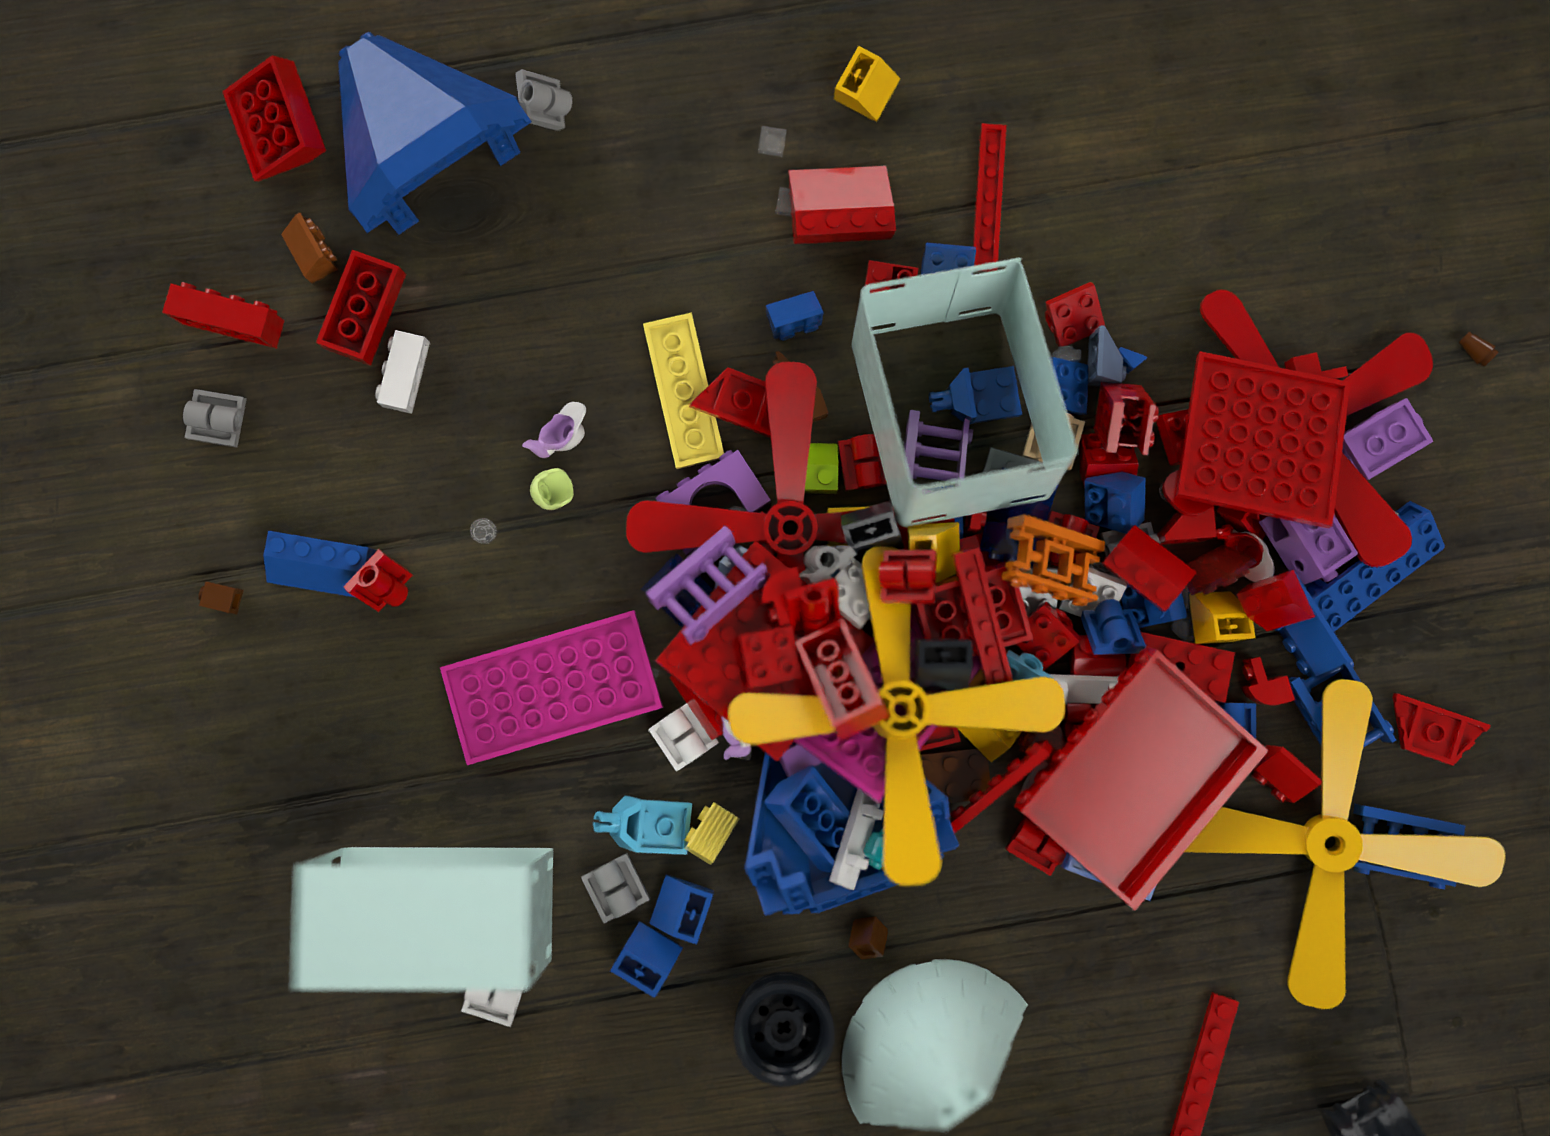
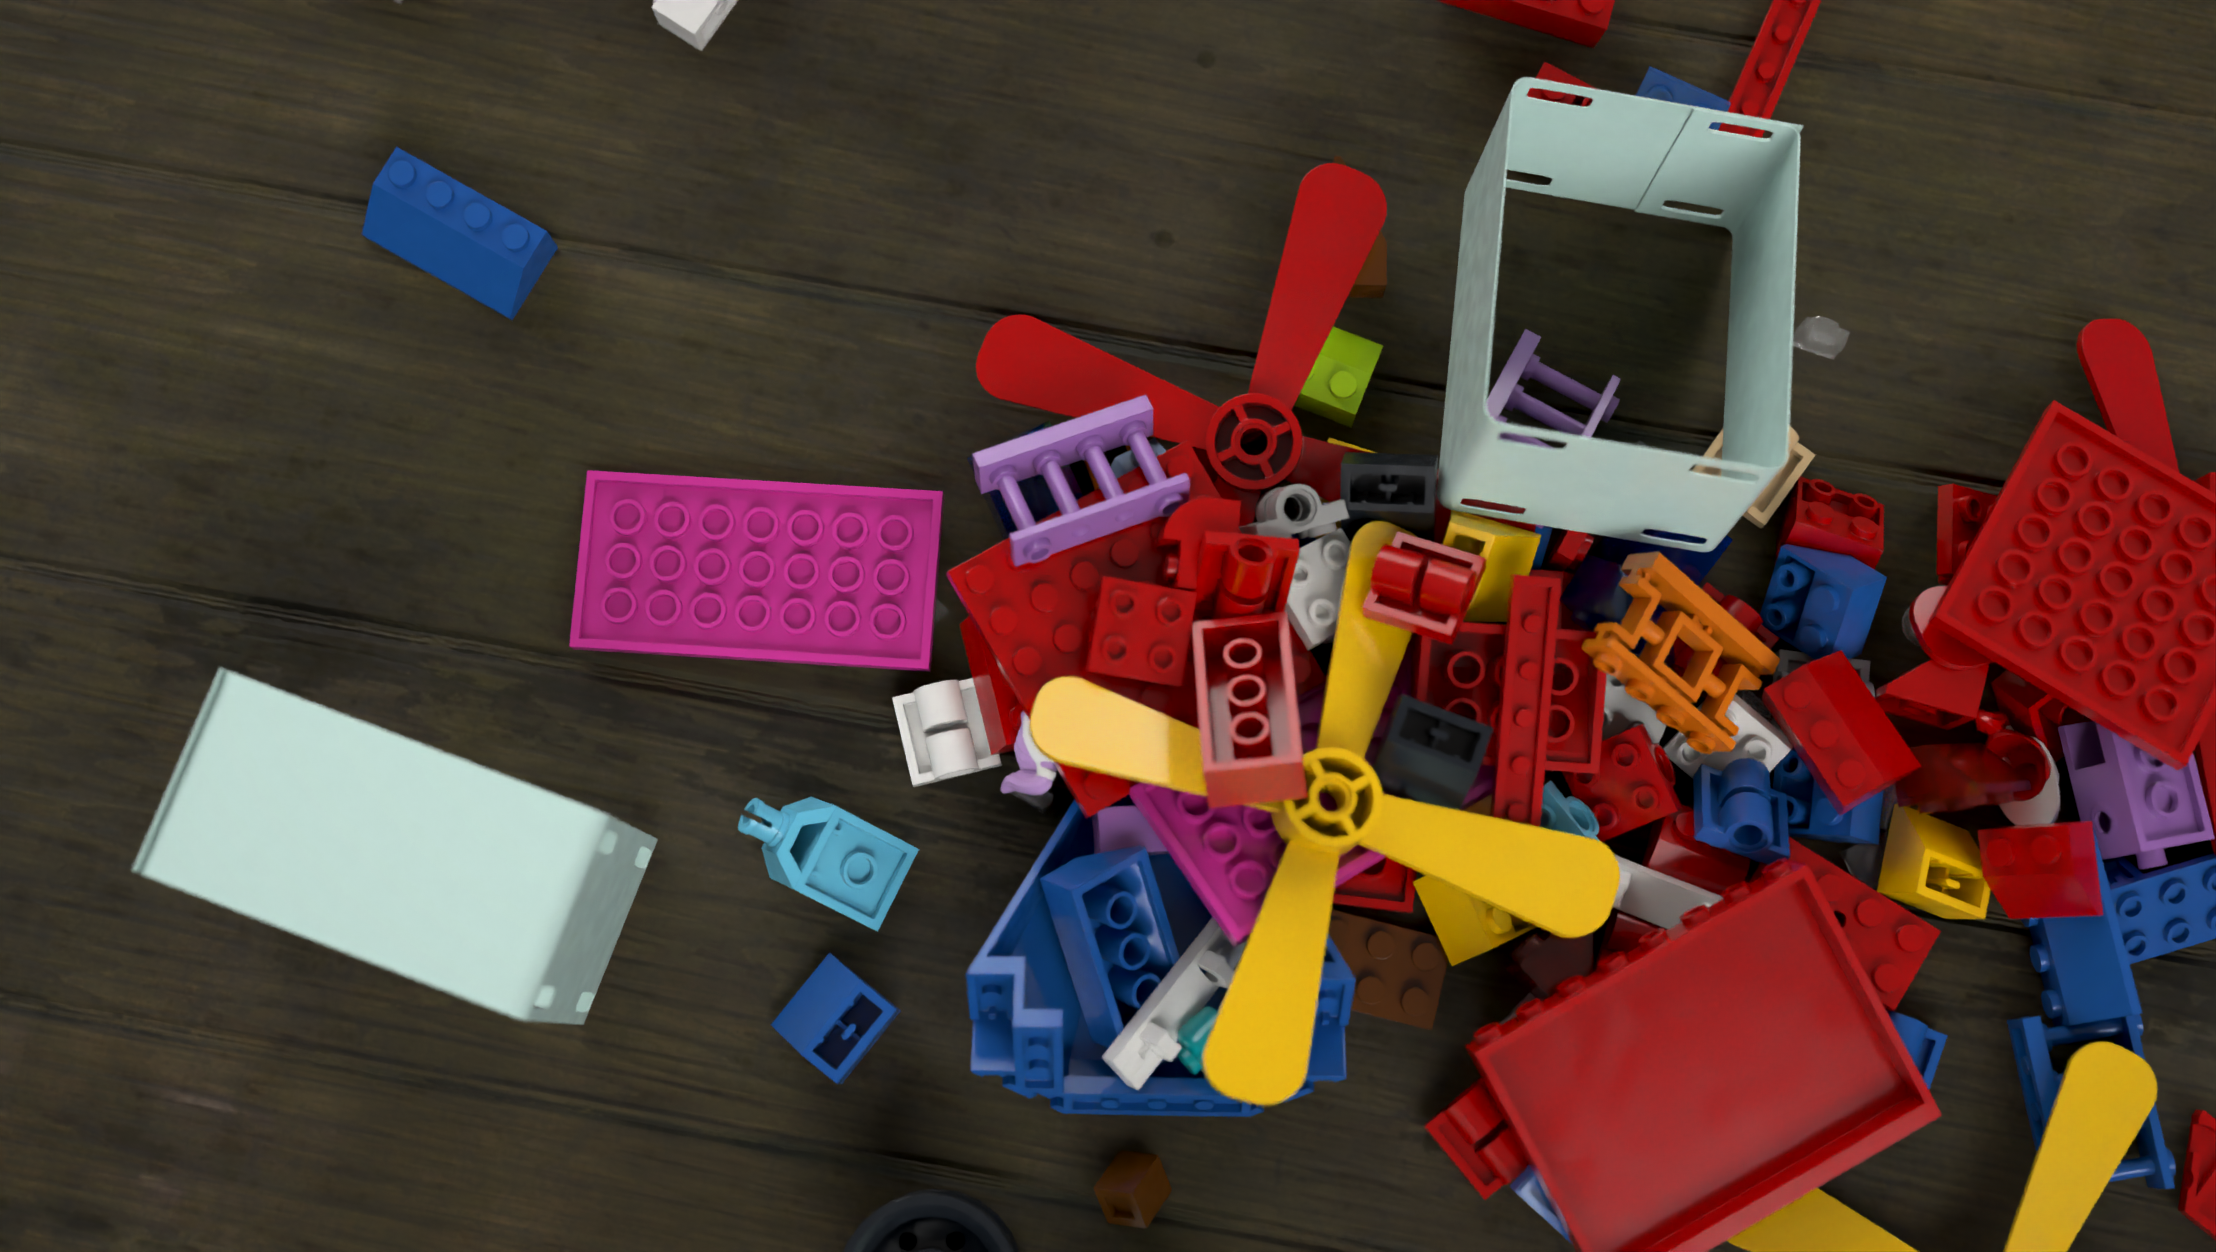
camera: 25 degrees right, 5 degrees down
(220, 597) = (278, 229): reddish brown brick -> none
(380, 582) = (543, 295): red plate -> none
(483, 530) = (744, 277): clear tile -> none
(492, 1005) = (466, 1046): white plate -> none
(551, 489) = (882, 247): yellowish green hair -> none
(561, 432) = (931, 164): lavender hair -> none
(615, 888) = (736, 942): light grey plate -> none
(646, 959) = (743, 1081): blue slope -> none
(679, 381) = (1159, 169): light yellow plate -> none
(711, 833) = (932, 908): light yellow brick -> none
(729, 472) = (1184, 325): medium lavender arch -> none
(737, 400) = (1238, 211): red wing -> none
(794, 315) = (1388, 111): blue slope -> none
(861, 463) = (1411, 389): red plate -> none
(980, 396) = (1651, 350): blue plate -> none
(1000, 784) = (1453, 1002): red plate -> none
(1072, 383) = (1816, 385): blue plate -> none
(1074, 314) = (1860, 272): red plate -> none
(1104, 359) = (1884, 365): sand blue slope -> none
(1125, 412) = (1889, 463): red torso -> none
(1131, 359) = (1926, 378): blue slope -> none
(1264, 690) = (1968, 1019): red brick -> none
(1284, 775) = (1954, 1173): red slope -> none

